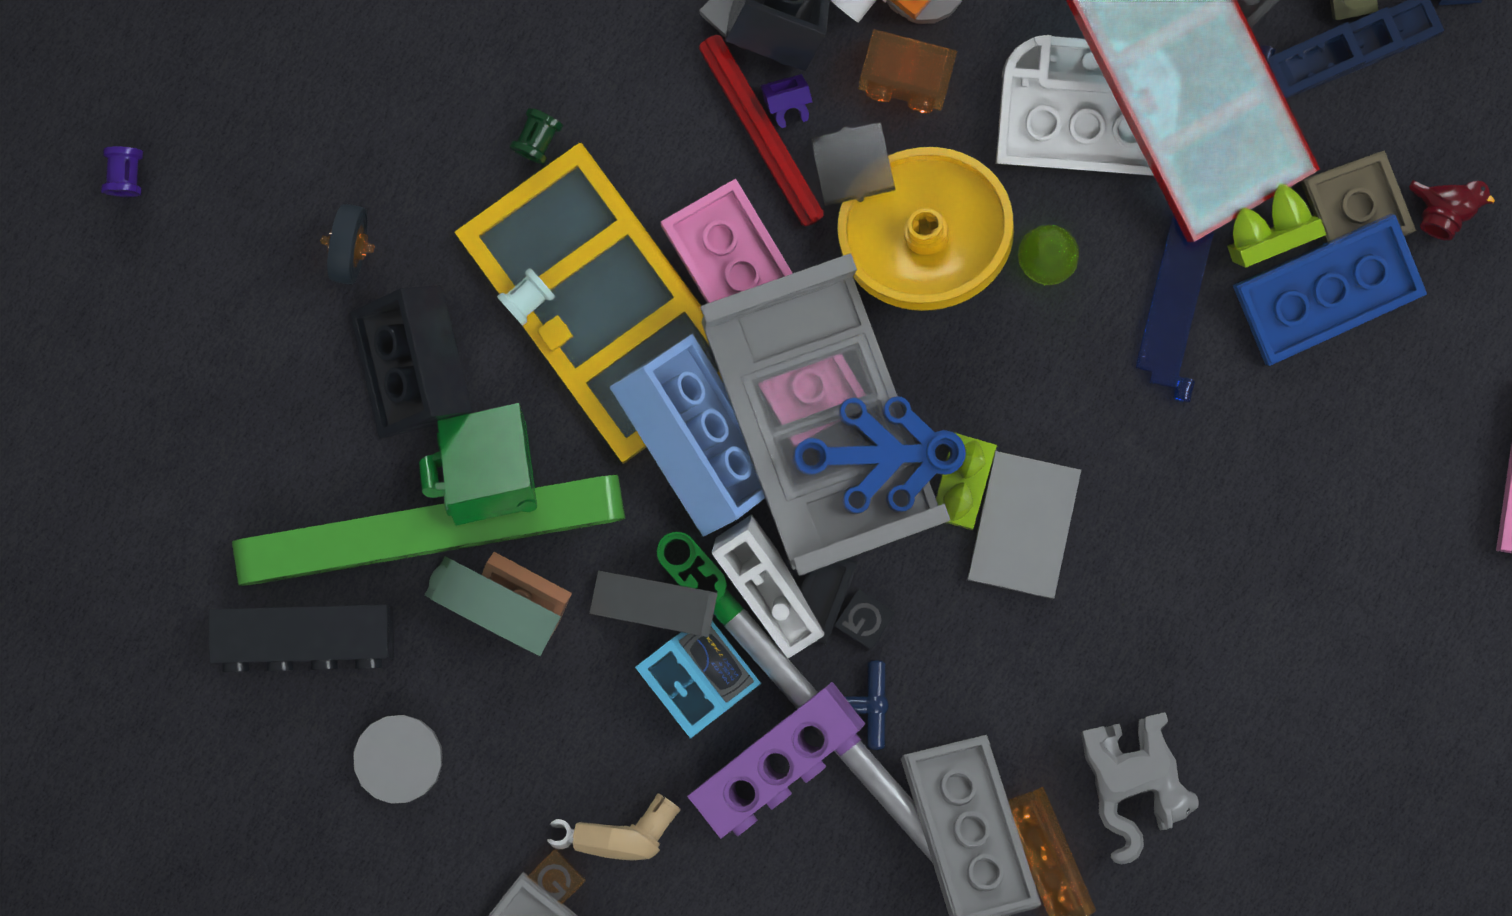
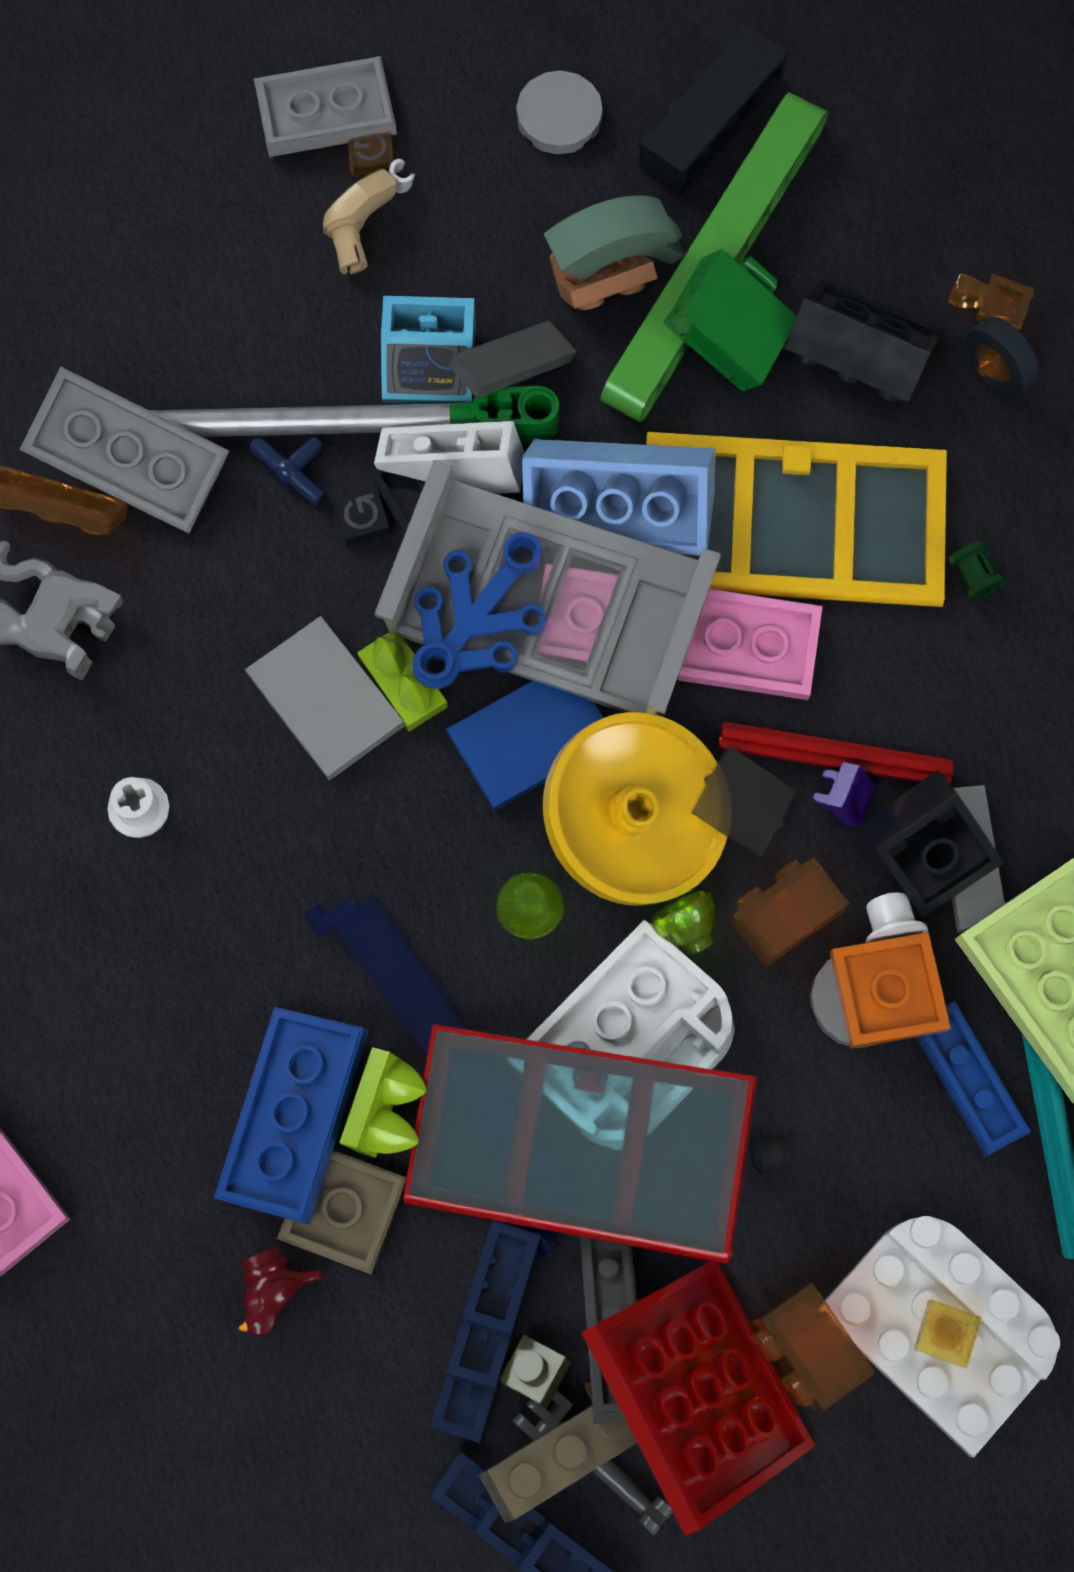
camera: 130 degrees right, 10 degrees down
(294, 285) = (996, 299): none -> clear orange plate
(526, 296) = (845, 452): light aqua bush -> none
(718, 796) = (309, 354): medium lavender brick -> none
(936, 355) = (518, 738): none -> blue tile
(973, 134) = (687, 922): none -> clear neon green brick
(1213, 589) = (138, 807): none -> white piece

